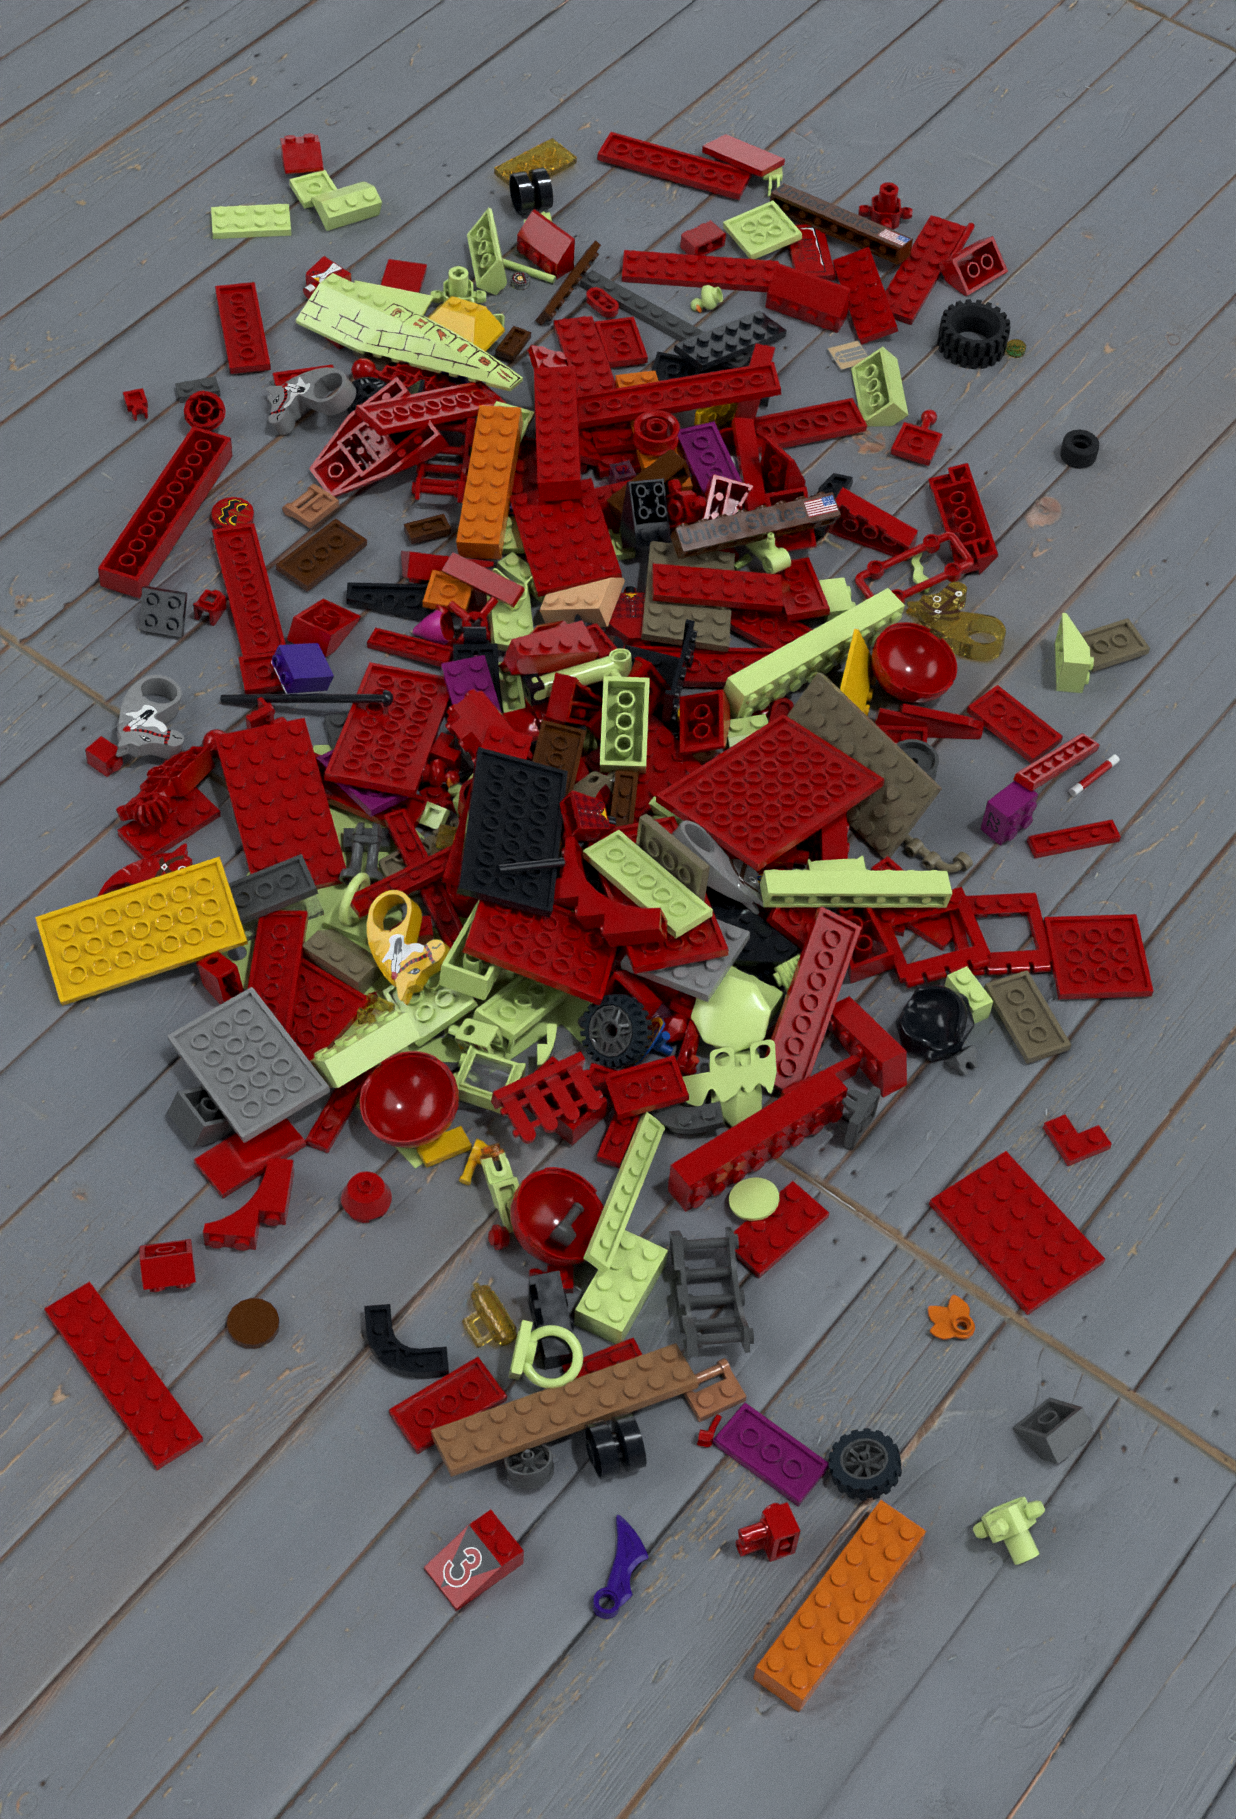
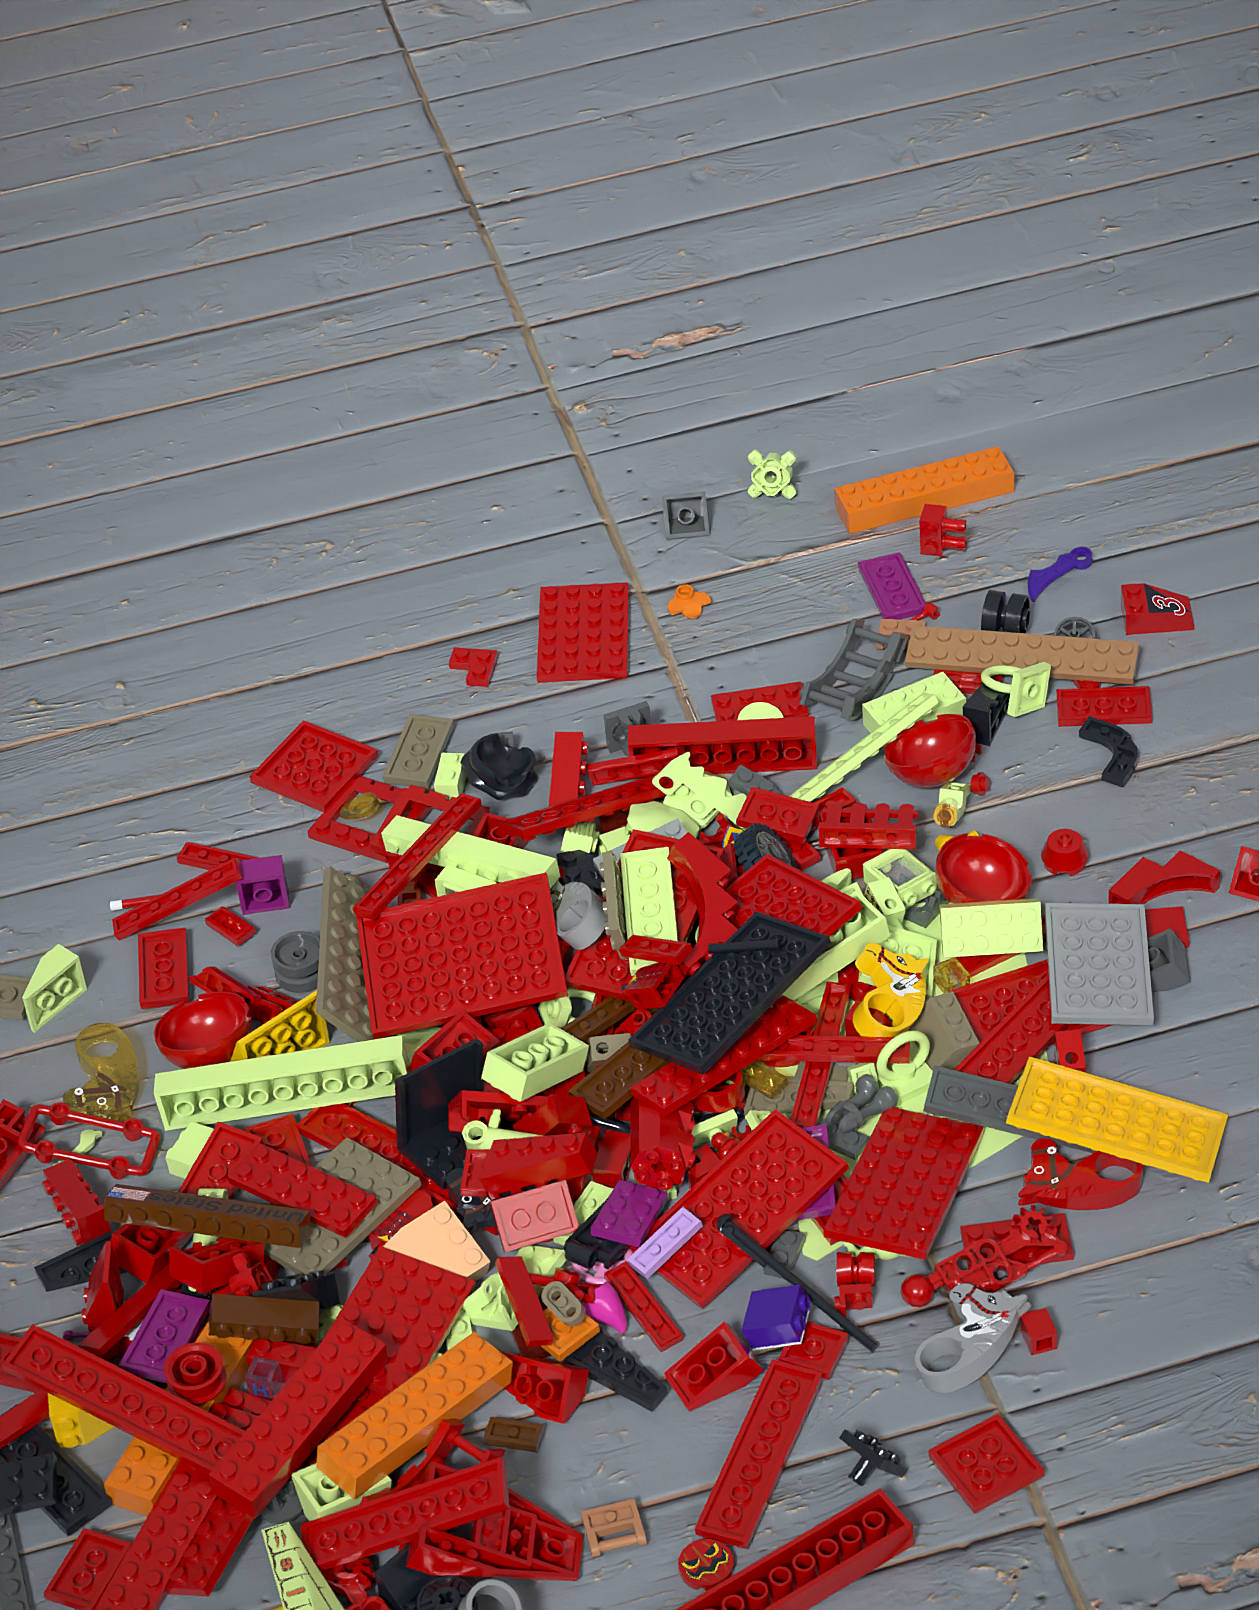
camera: 135 degrees left, 10 degrees down
(83, 653) = (986, 1463): none -> red plate
(211, 602) = (815, 1451): red window -> none
(253, 1323) = (1217, 814): reddish brown tile -> none
(321, 555) = (650, 1458): reddish brown plate -> none
(425, 678) = (664, 1243): none -> lavender plate
(450, 590) = (564, 1305): none -> dark tan plate
(493, 1315) = (1026, 736): clear yellow piece -> none
(564, 1233) = (925, 759): dark grey bar -> none
(601, 832) = (655, 949): none -> red tile
(864, 1443) = (835, 530): black wheel -> none
(888, 851) = (417, 856): none -> red tile
(995, 780) = (230, 926): none -> red plate
(1014, 931) = (360, 807): none -> clear yellow hat

